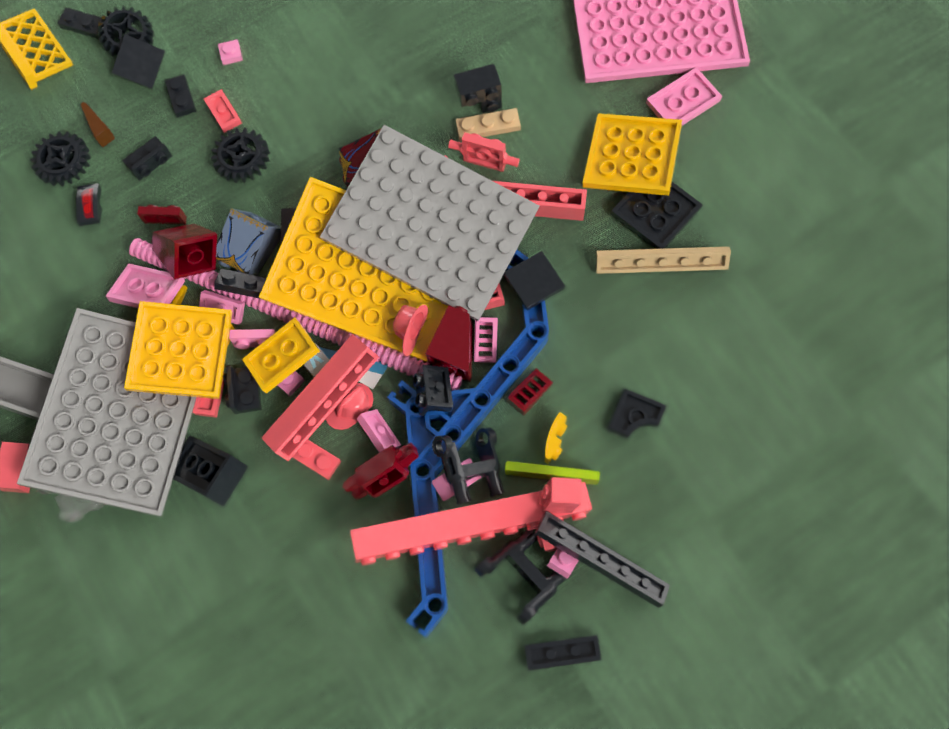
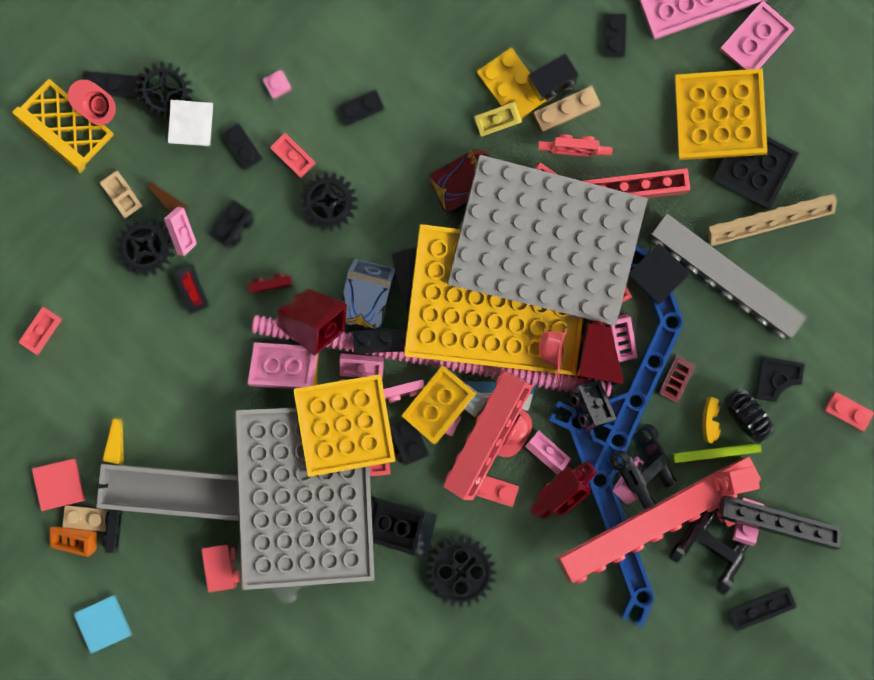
camera: 20 degrees left, 15 degrees up
(58, 111) = (121, 194): none -> tan slope
(60, 28) = (92, 102): none -> coral piece
(94, 148) = (180, 231): none -> bright pink plate
(245, 513) = (475, 585): none -> black gear
(298, 86) = (361, 108): none -> black plate
(419, 116) = (498, 119): none -> light yellow plate
(440, 96) = (508, 82): none -> yellow plate
(549, 72) = (614, 36): none -> black plate
(594, 439) = (749, 415): none -> black gear
(607, 306) = (728, 278): none -> light grey brick
(703, 465) = (848, 411): none -> coral plate

